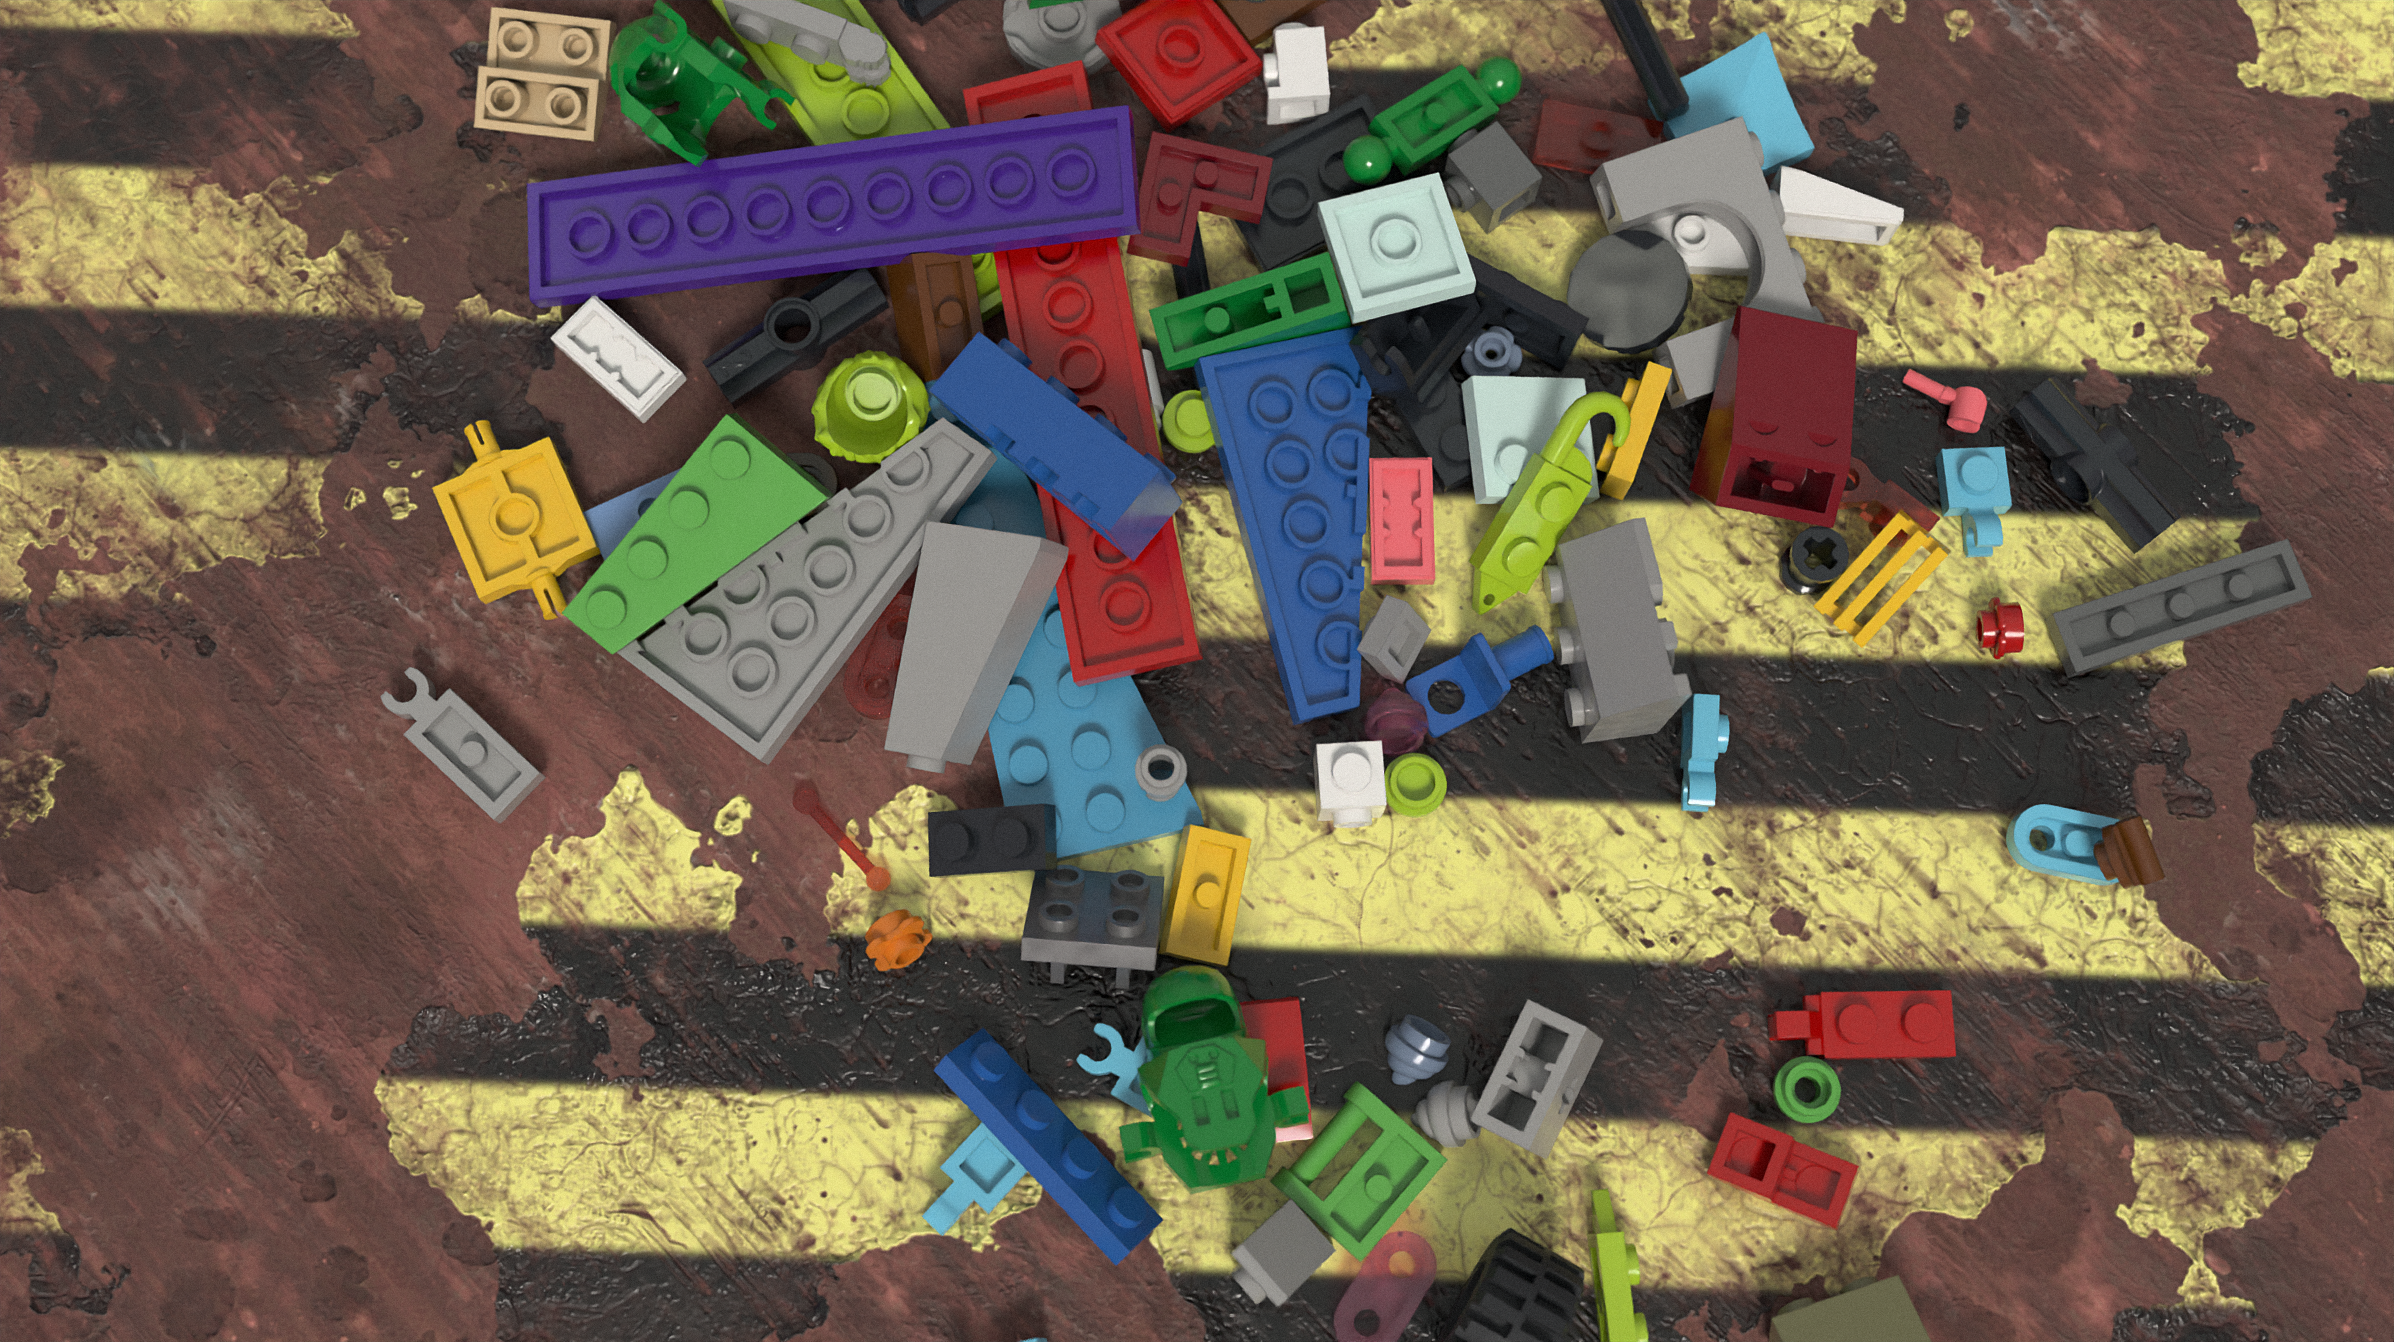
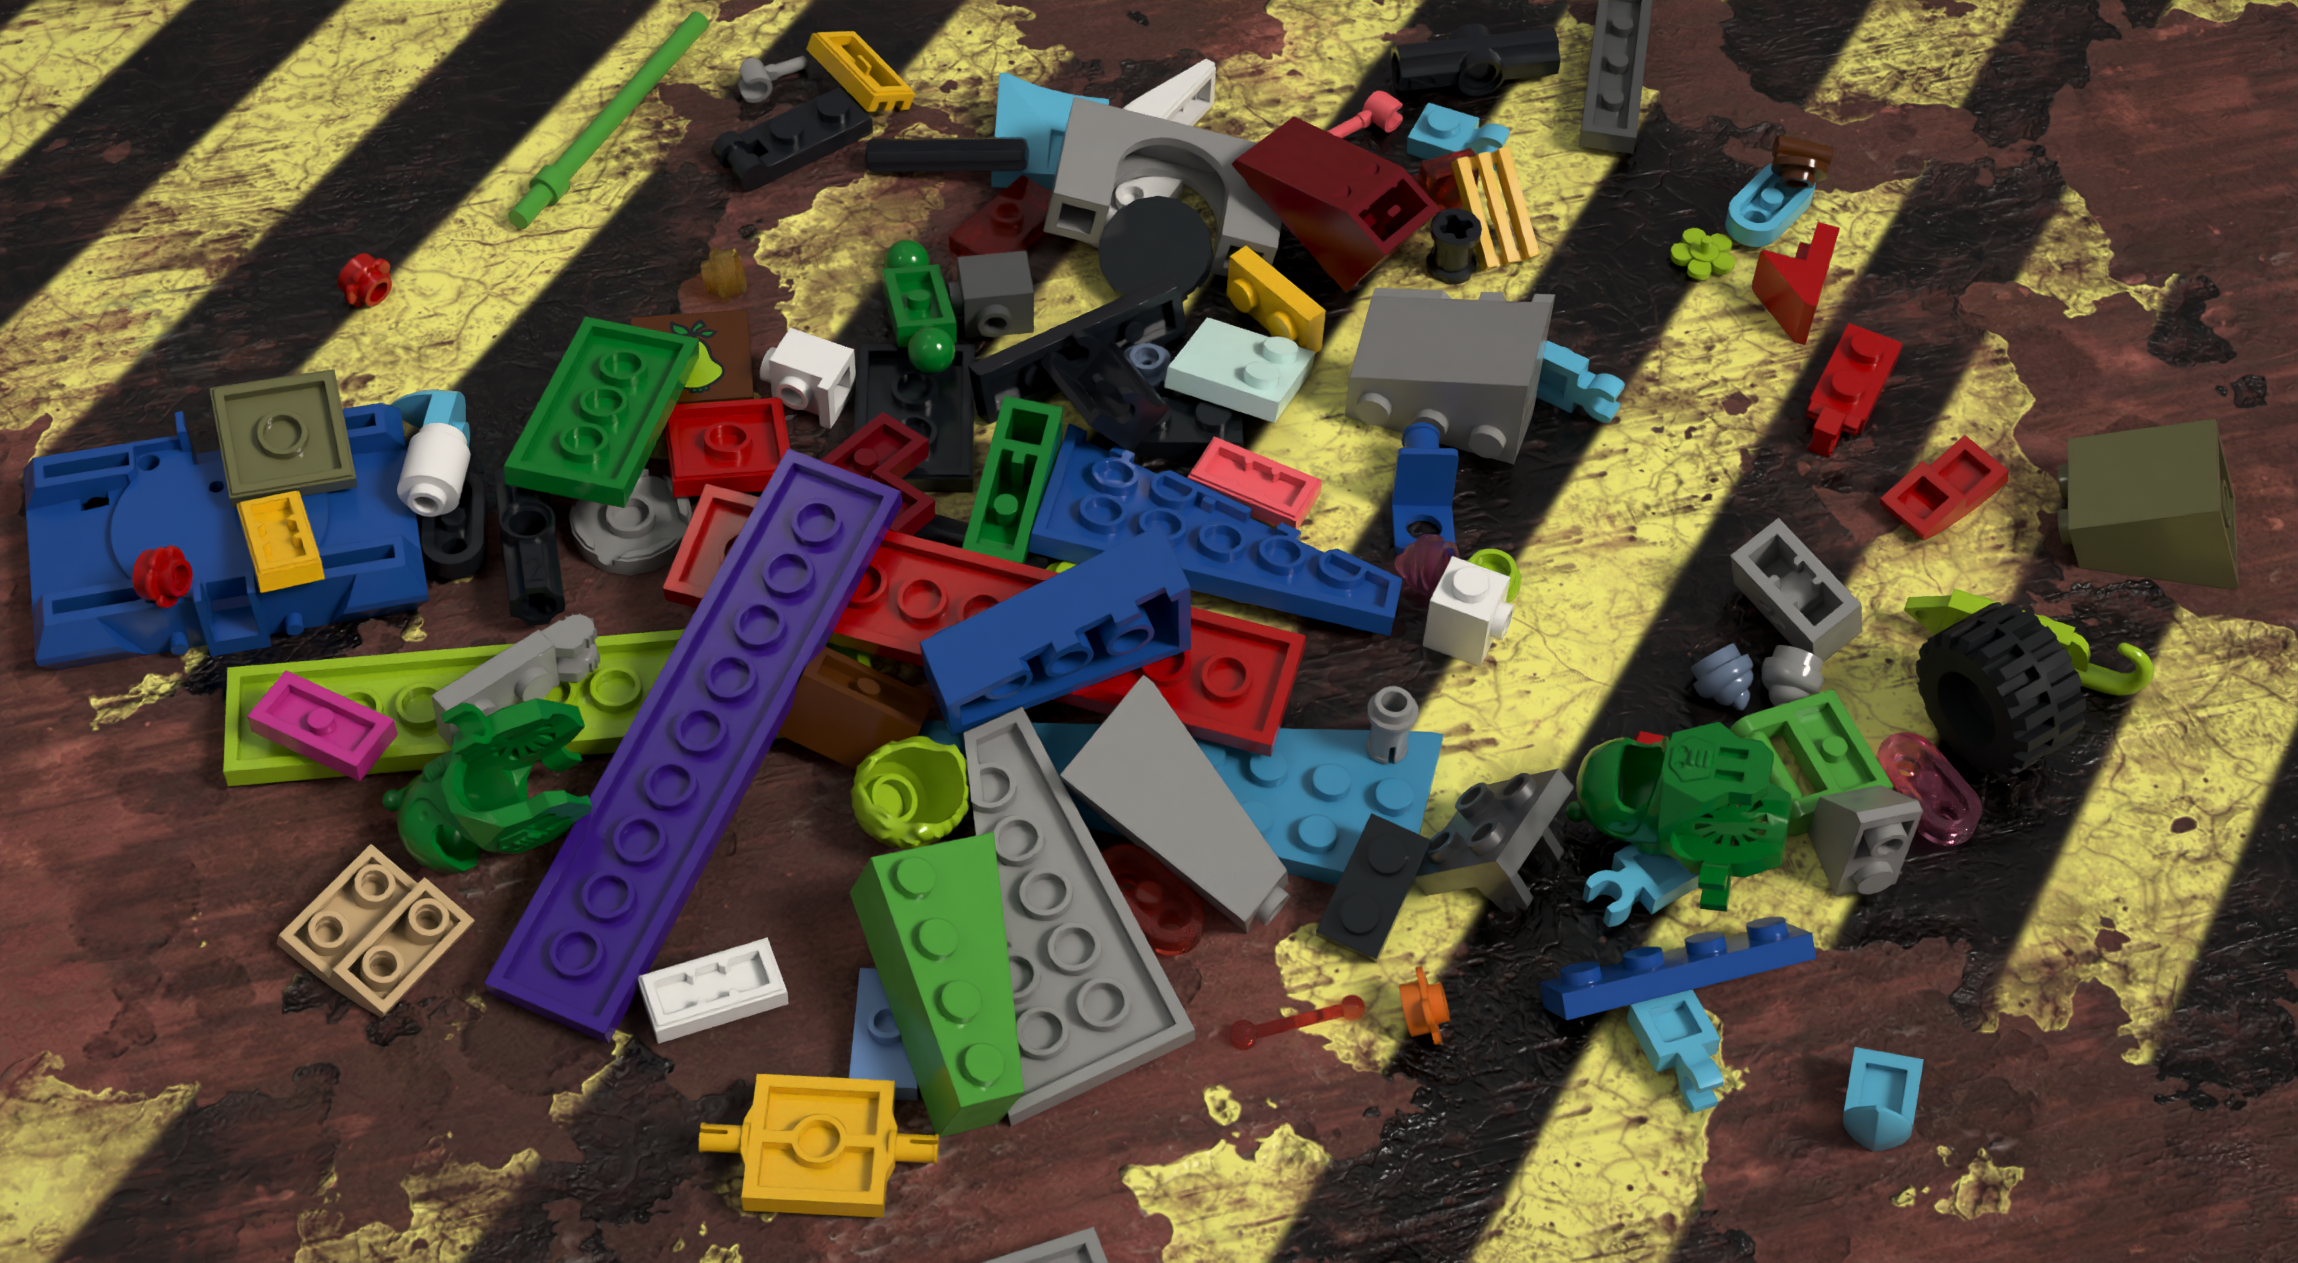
camera: 65 degrees left, 25 degrees down
(762, 357) = (792, 861): black piece -> none
(1205, 896) = (1499, 749): yellow plate -> none
(1393, 639) = (1354, 531): light grey plate -> none
(1396, 247) = (1029, 353): light aqua plate -> none
(1541, 505) = (1308, 377): lime plate -> none
(1825, 1083) = (1884, 443): bright green plate -> none
(1961, 920) = (1794, 285): none -> red slope
(1969, 806) = (1703, 254): none -> lime plant
(2000, 628) = (1573, 168): red plate -> none

